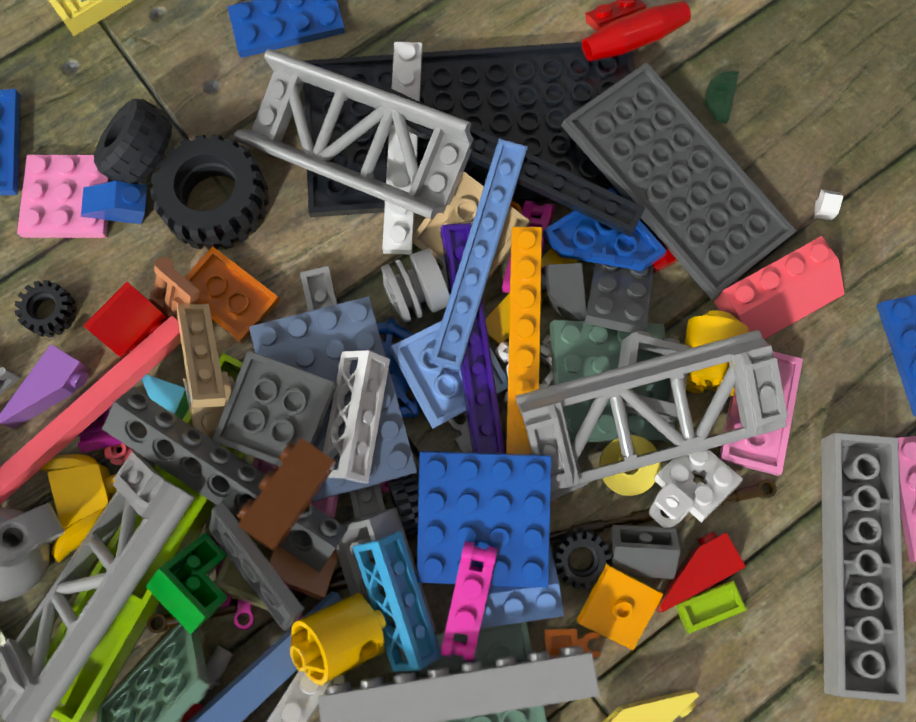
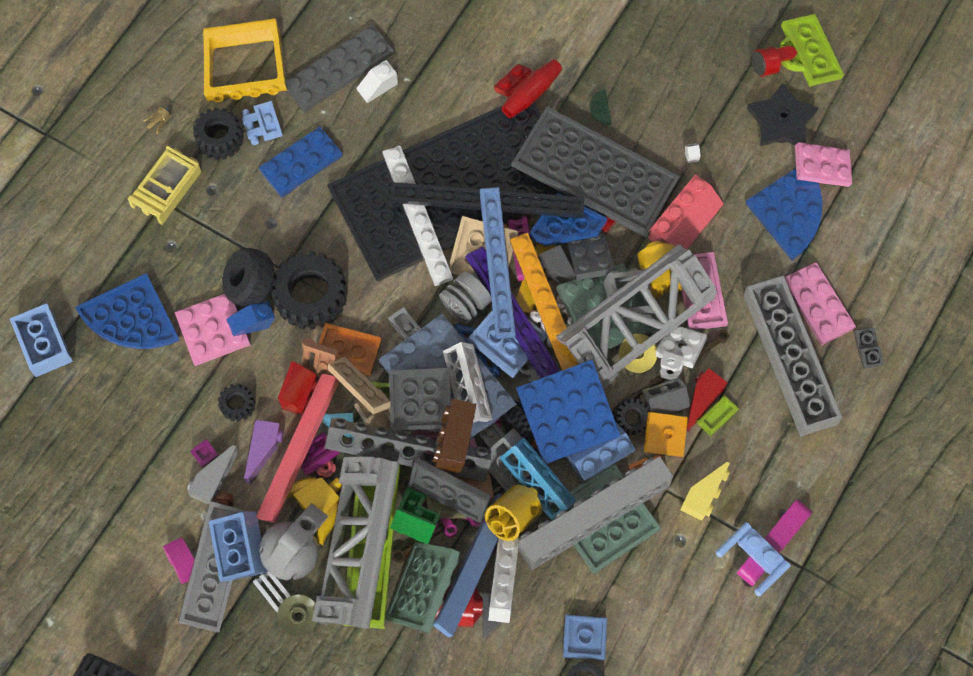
camera: 25 degrees left, 5 degrees down
(431, 182) = (450, 228): light grey piece -> none
(468, 601) = (579, 460): dark pink plate -> none

